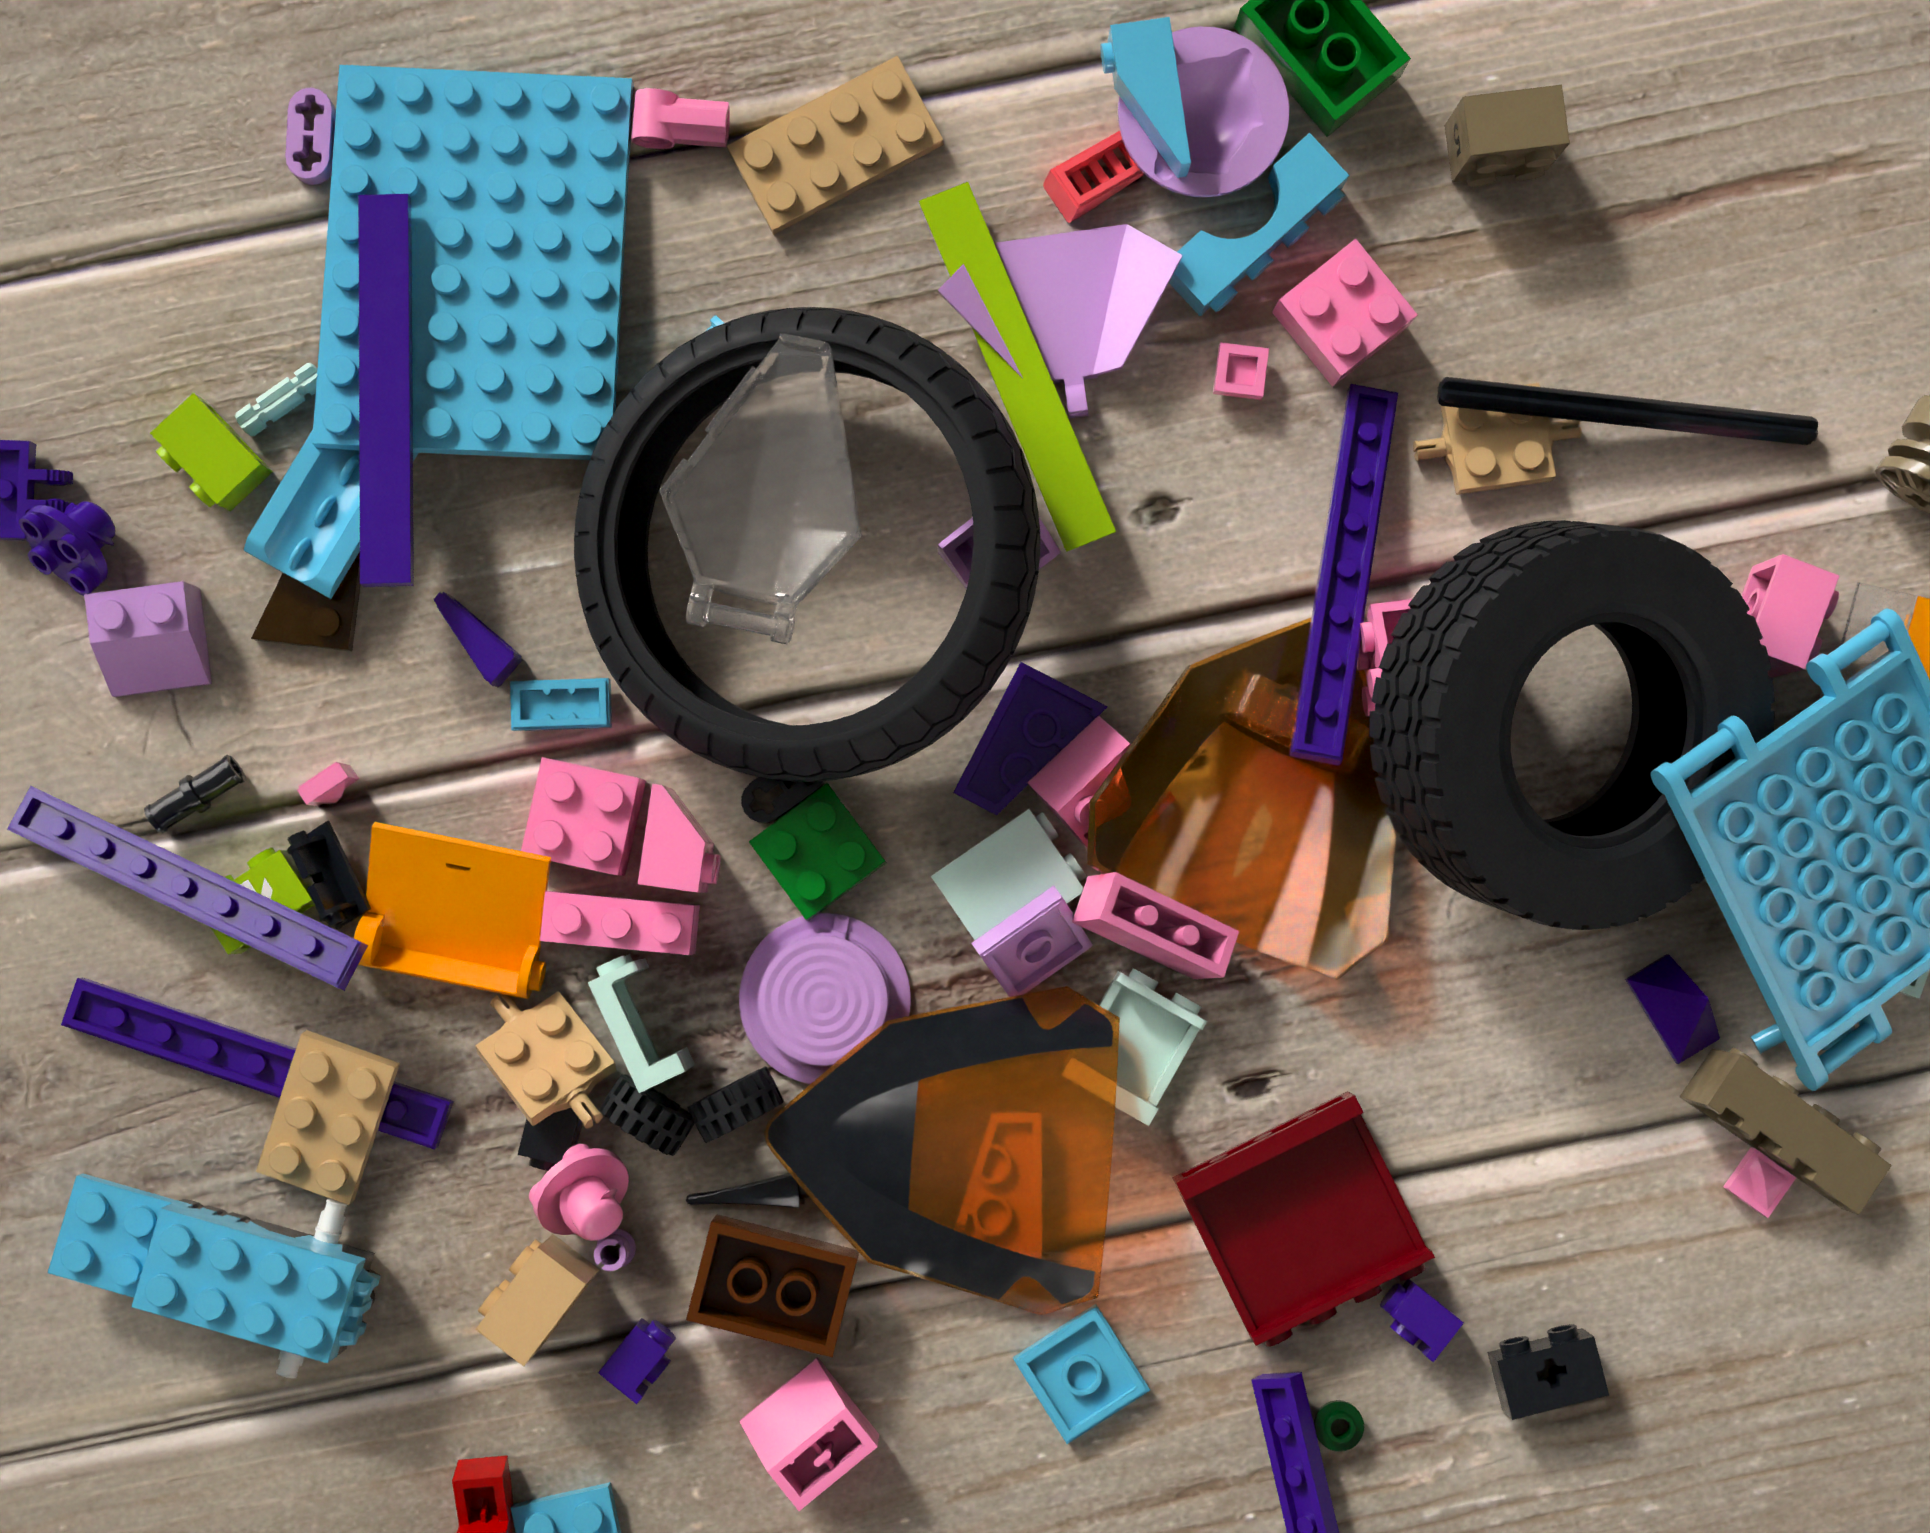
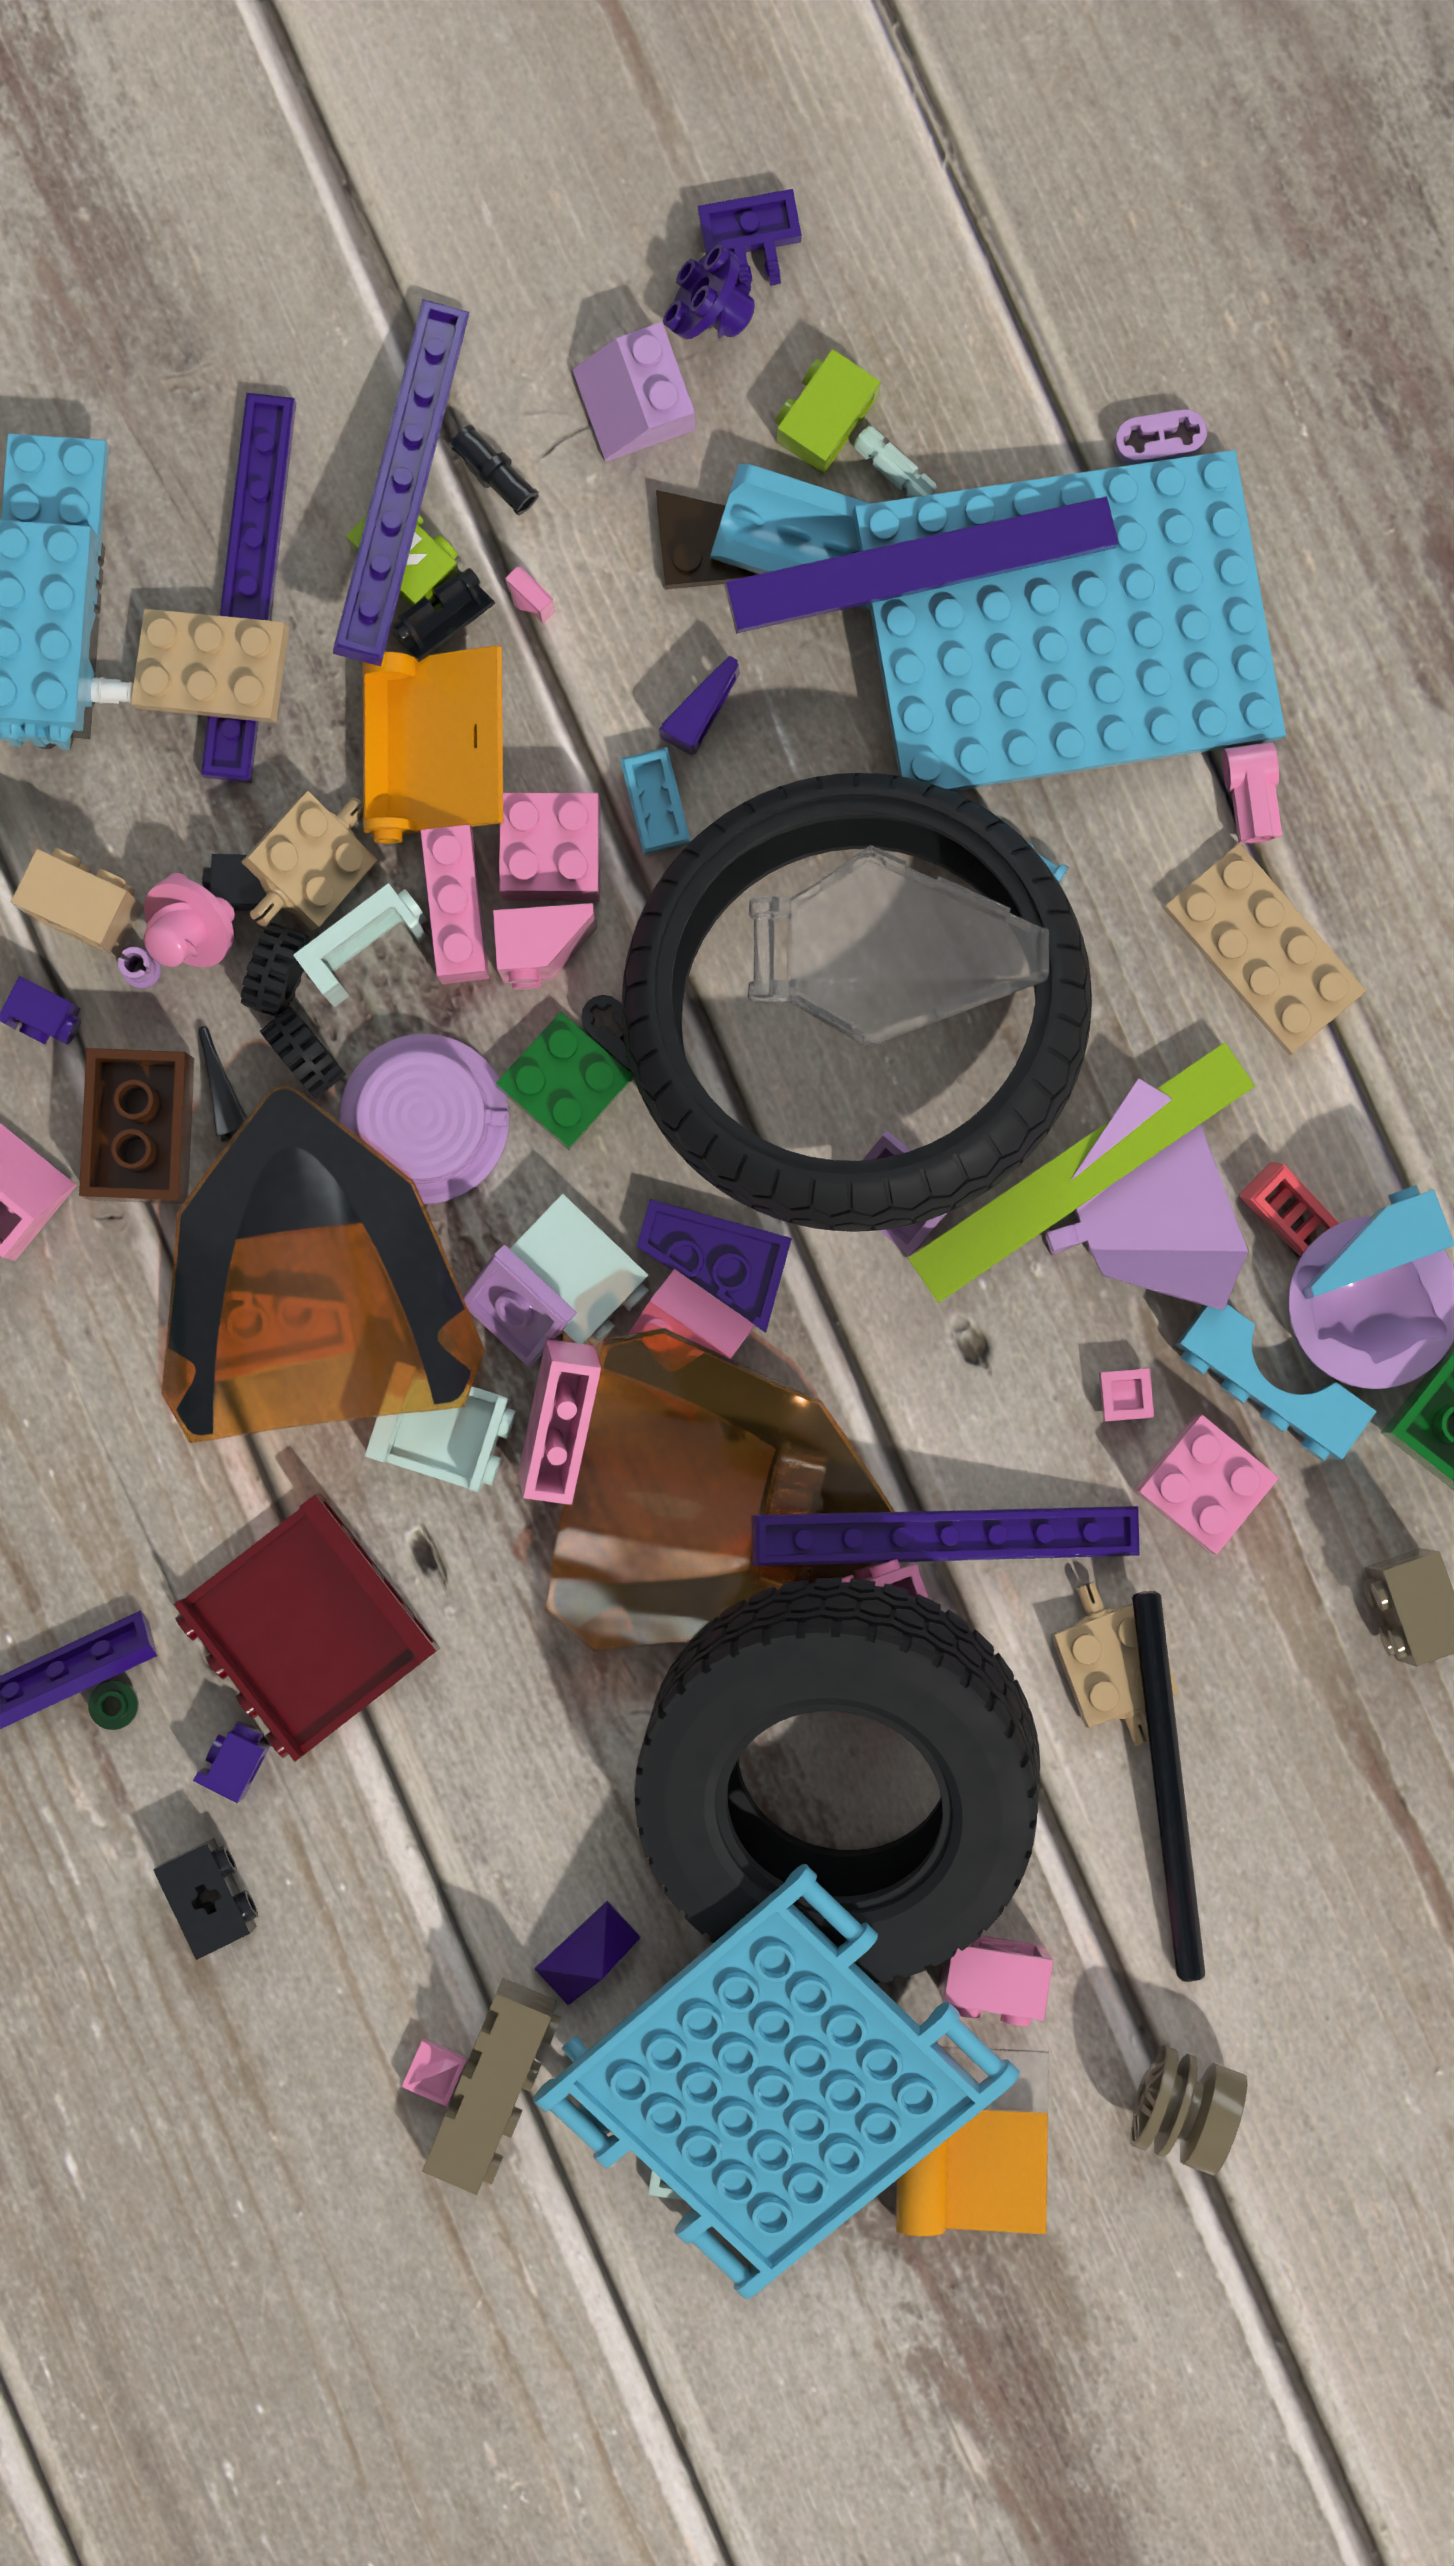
camera: 85 degrees right, 0 degrees up
(1081, 1373) = (113, 1444): medium azure tile -> none

